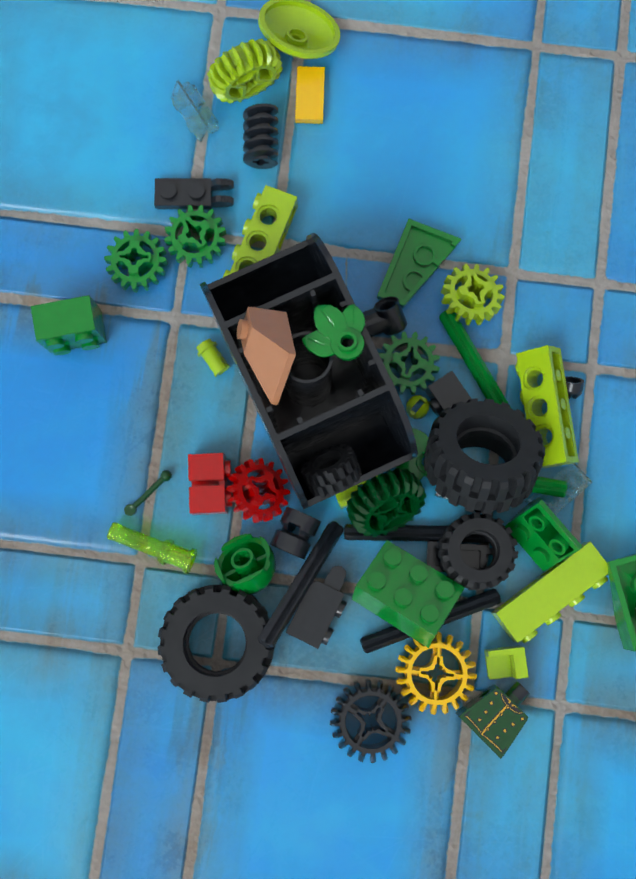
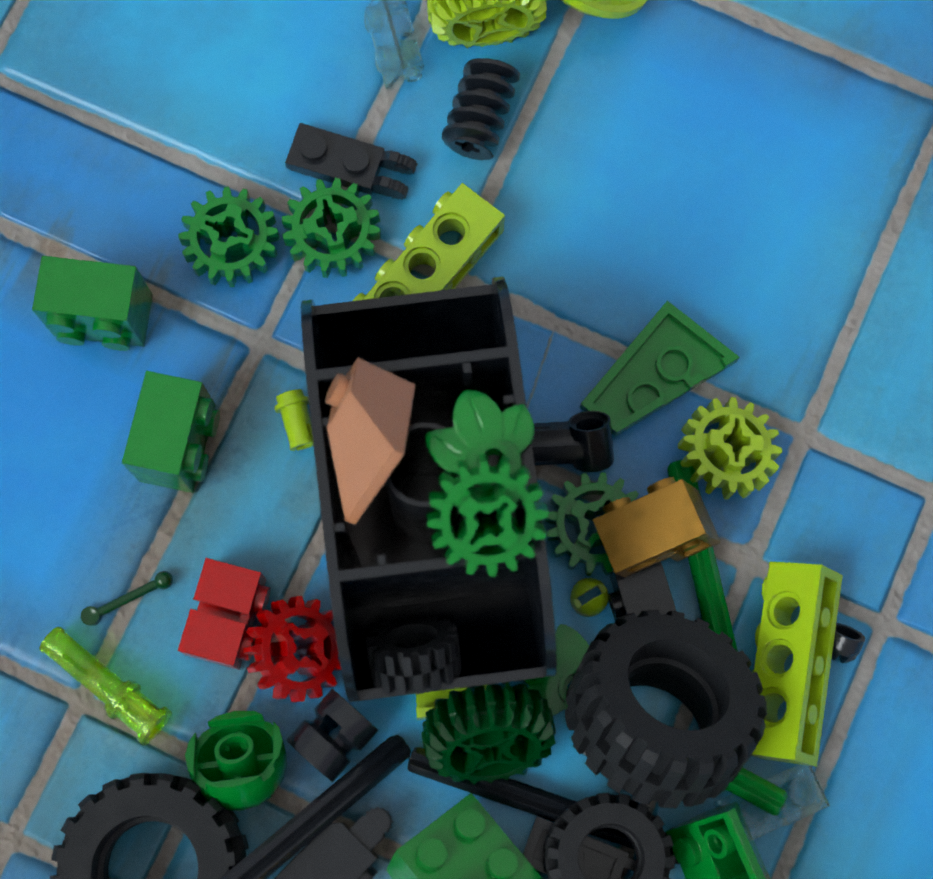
camera: 15 degrees right, 5 degrees down
(141, 387) = (171, 432): none -> green brick
(310, 95) = (576, 69): yellow tile -> none
(358, 362) = (503, 531): none -> green gear
(445, 354) = (655, 527): none -> pearl gold brick

